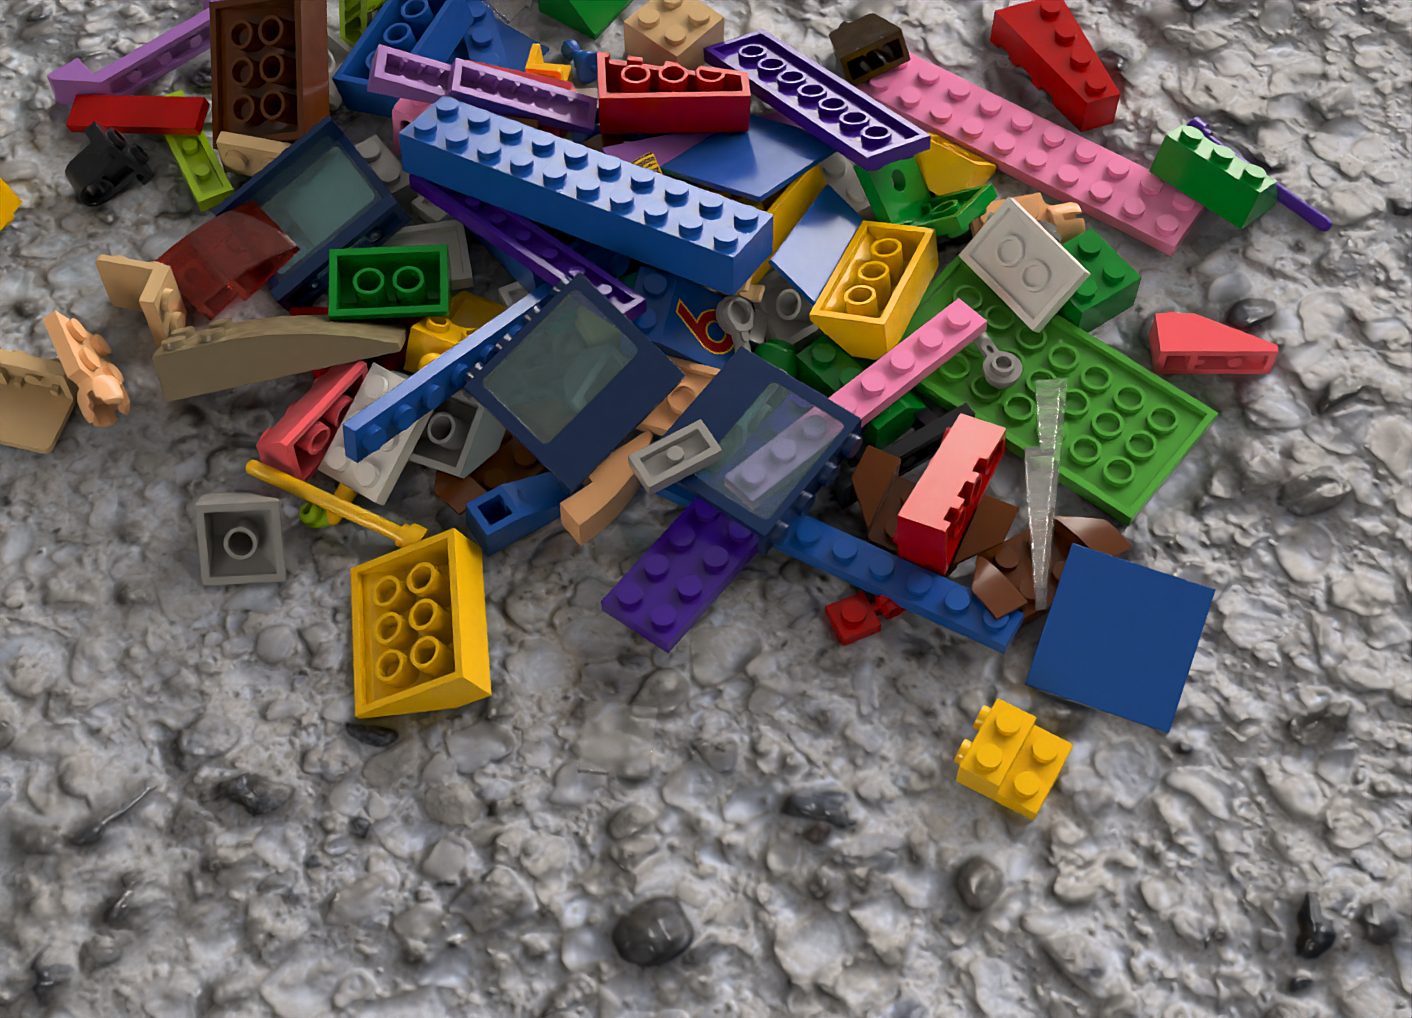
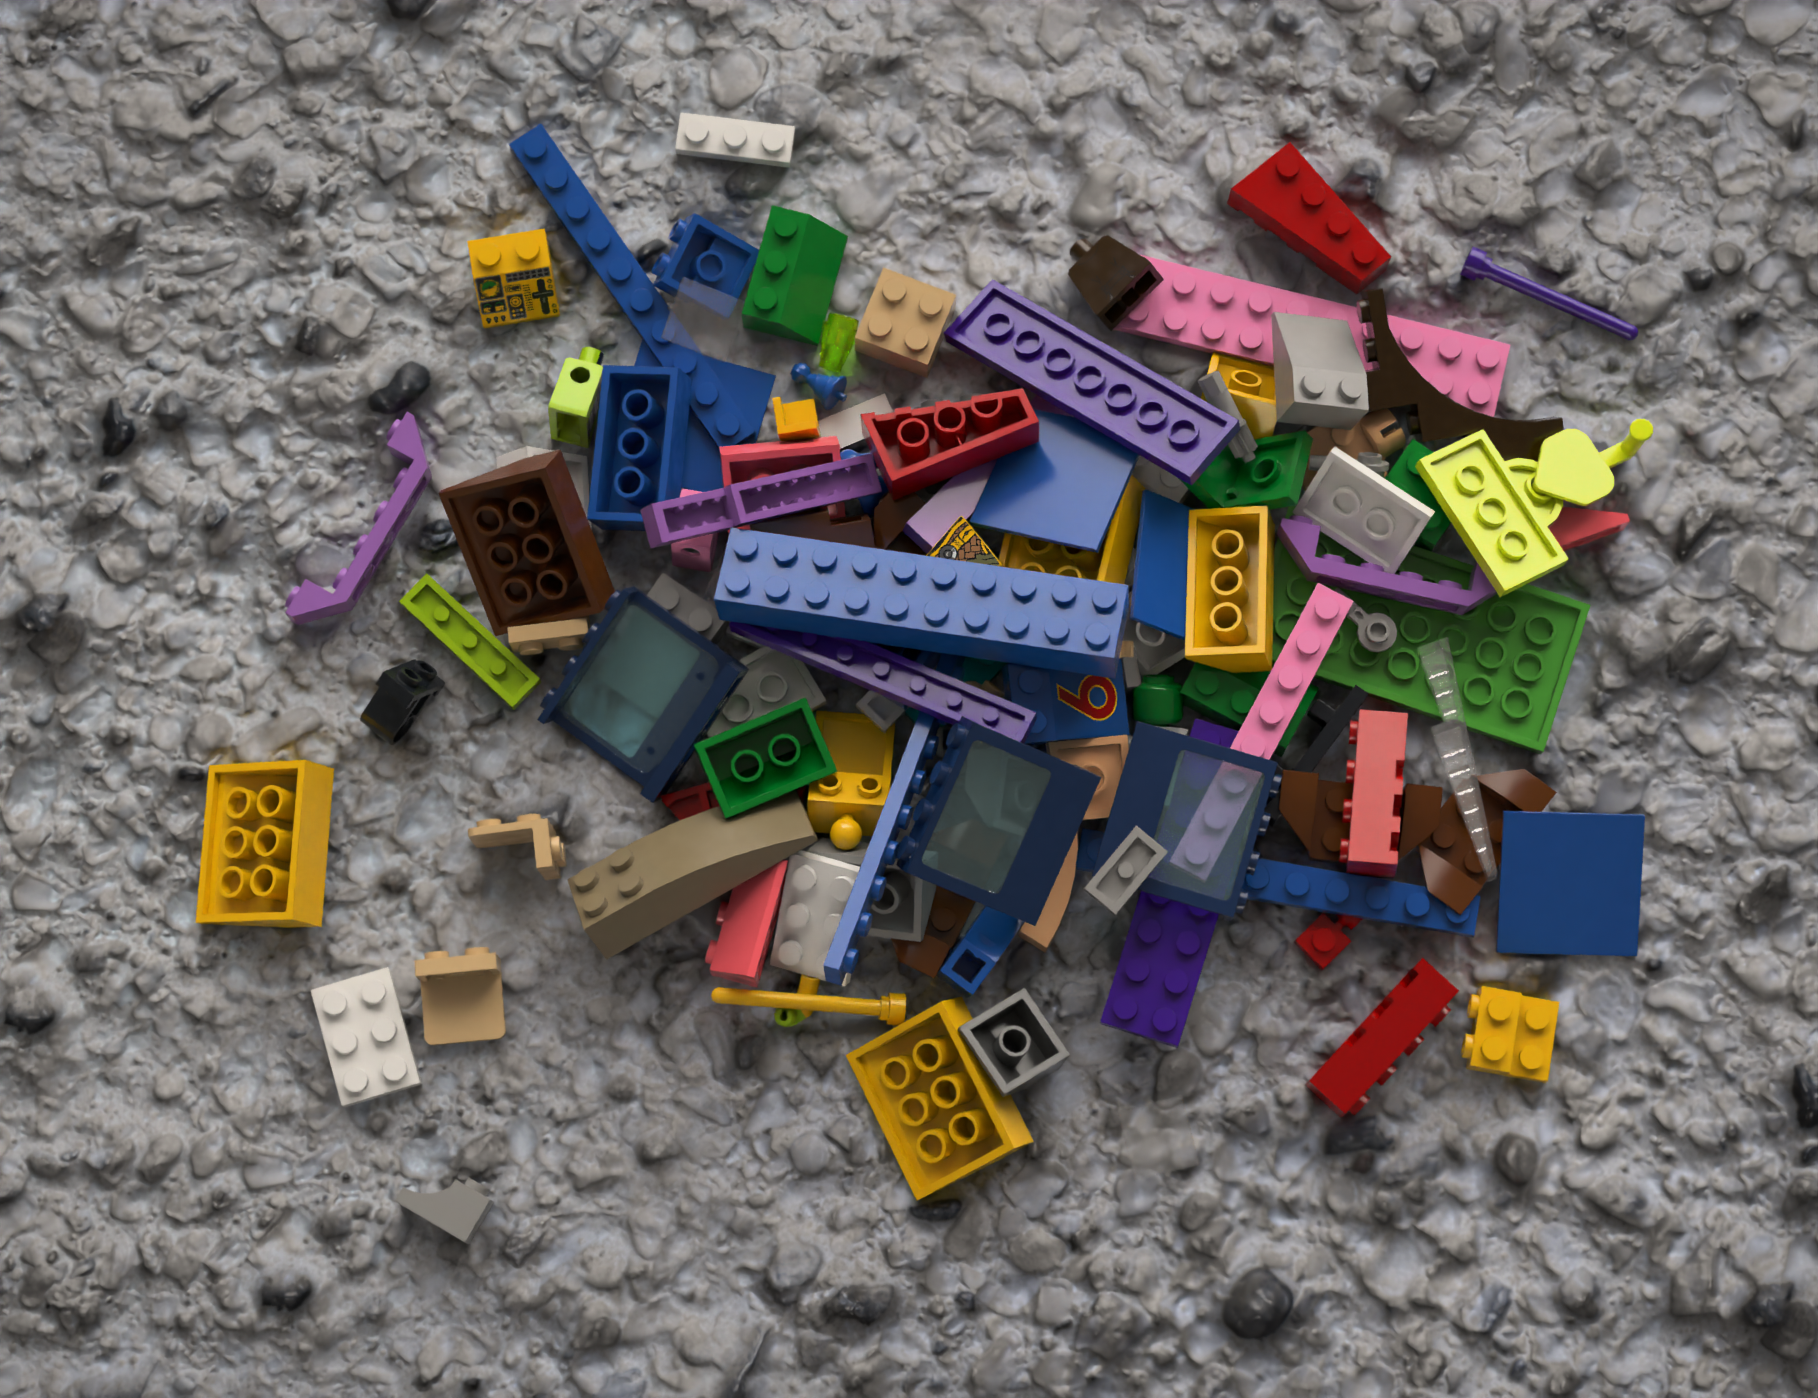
camera: 20 degrees left, 20 degrees up
(90, 367) = (512, 945): light nougat plate -> none
(140, 114) = (399, 623): red tile -> none
(228, 258) = (575, 763): clear red slope -> none
(240, 539) = (735, 1065): light grey slope -> none
(509, 596) = (1014, 1043): none -> dark grey slope
(609, 32) = (837, 341): none -> clear neon green cone
(736, 318) = (1121, 691): light grey plate -> none
(879, 712) = (1382, 1038): none -> red wedge
(927, 164) = (1219, 396): none -> light grey piece
(1018, 154) = (1317, 372): none -> light grey slope
(1122, 359) = (1301, 541): none -> medium lavender slope
(1161, 255) = (1433, 414): none -> dark brown arch
(1164, 299) = (1508, 517): none -> neon yellow plate
(1214, 176) = (1512, 328): green slope -> none

